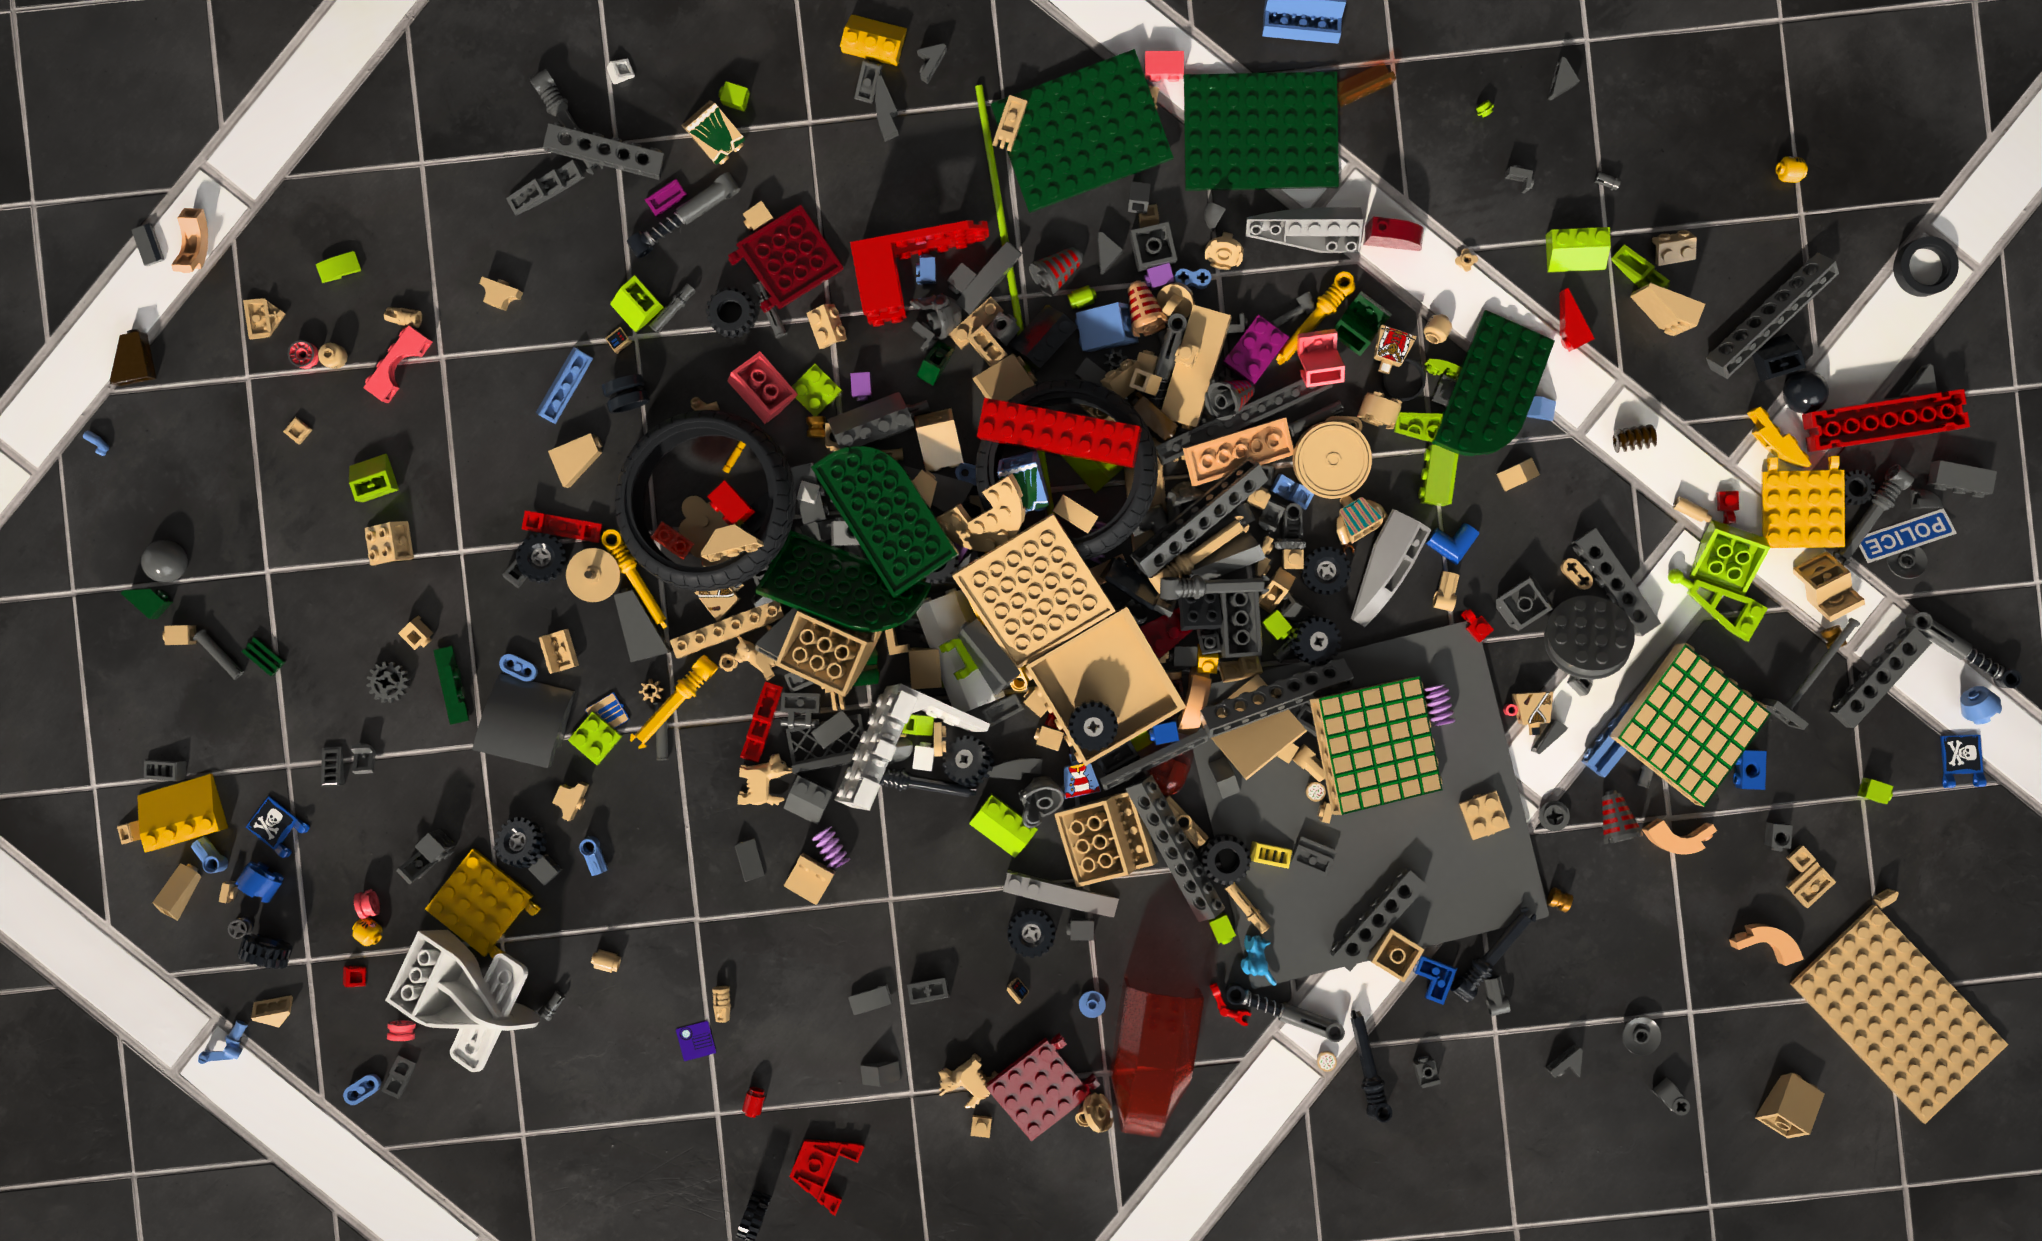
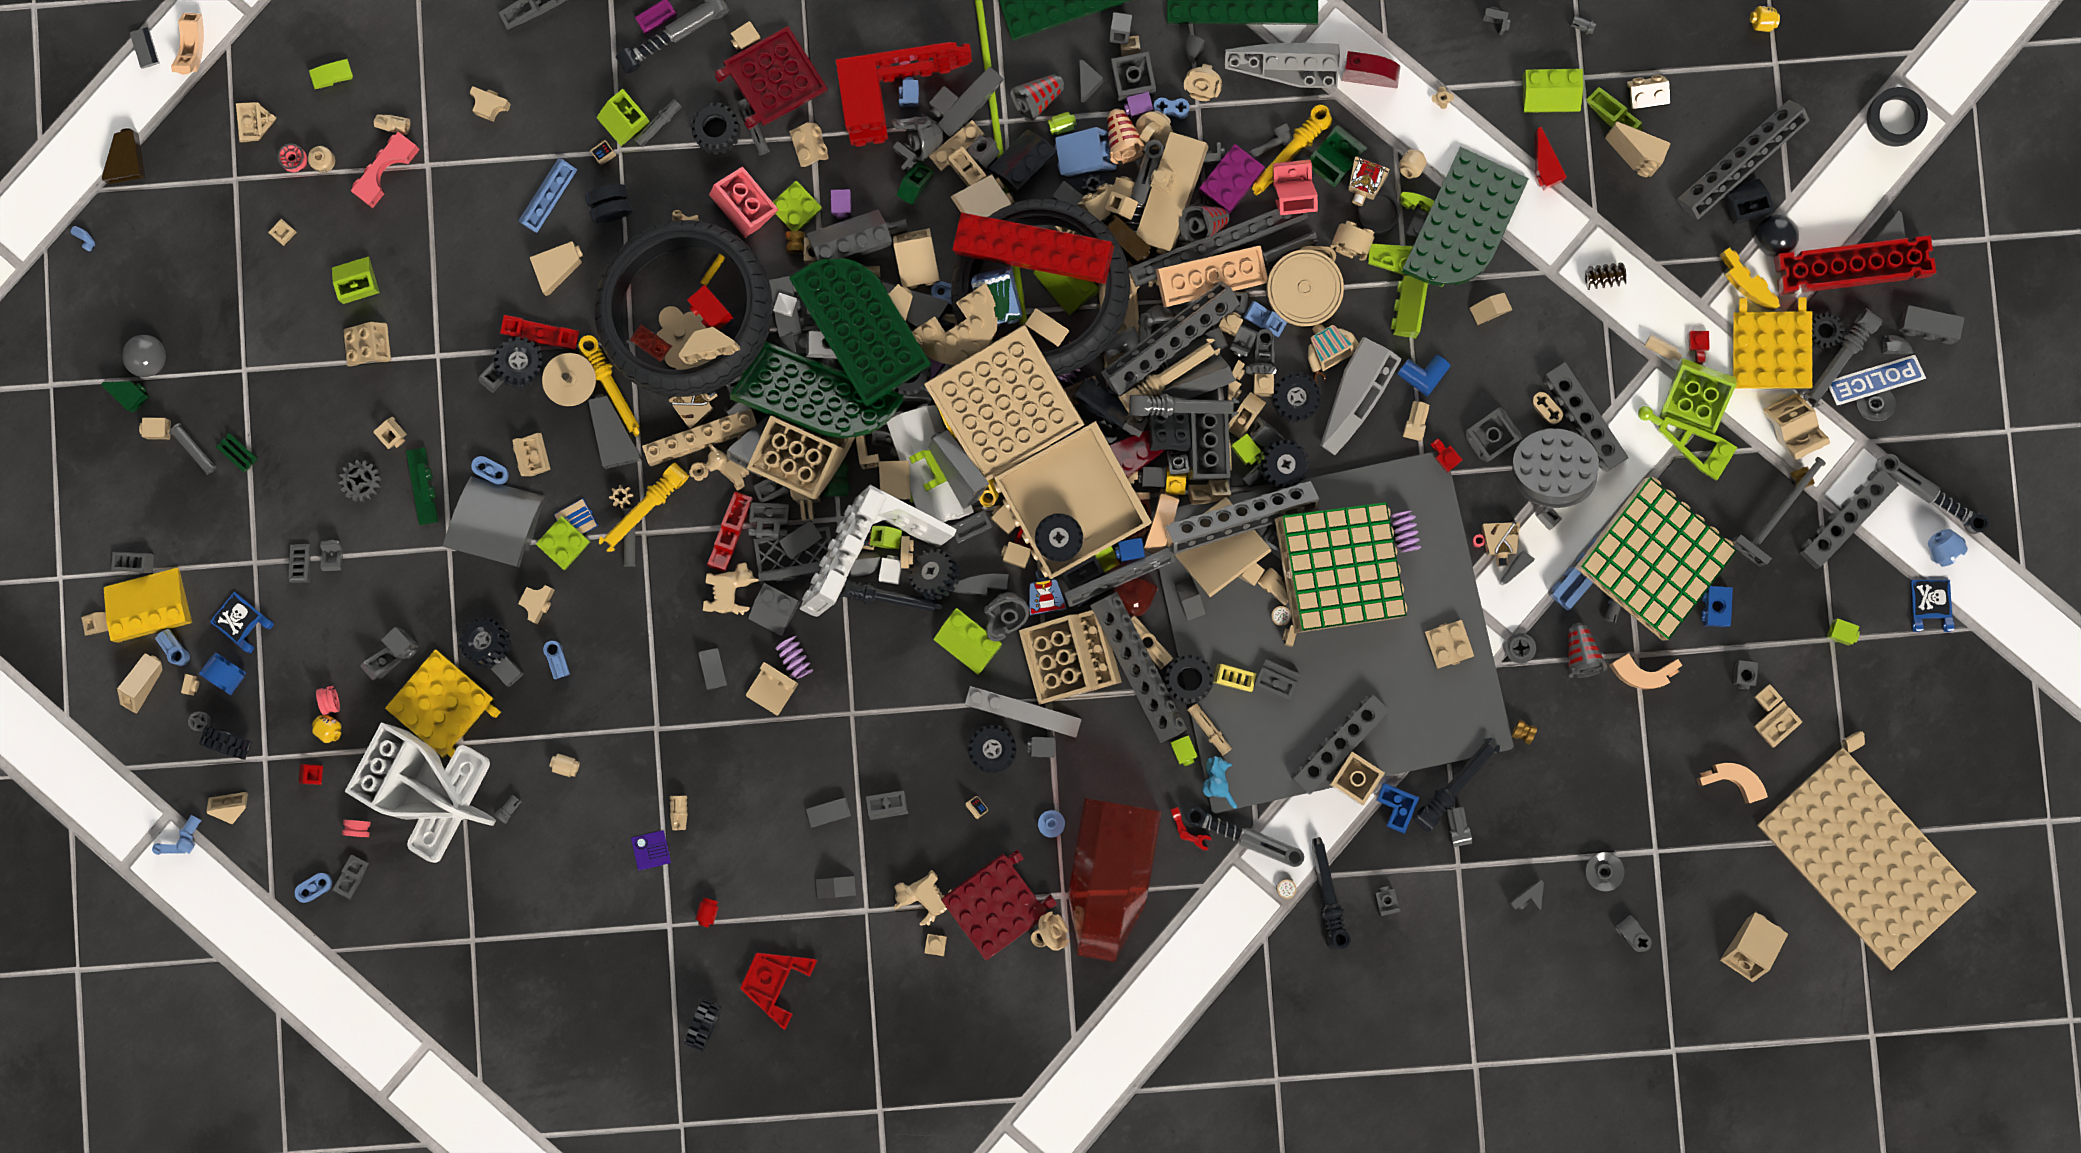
camera: 10 degrees right, 5 degrees down
(1542, 408) = (1513, 244): medium blue slope -> none

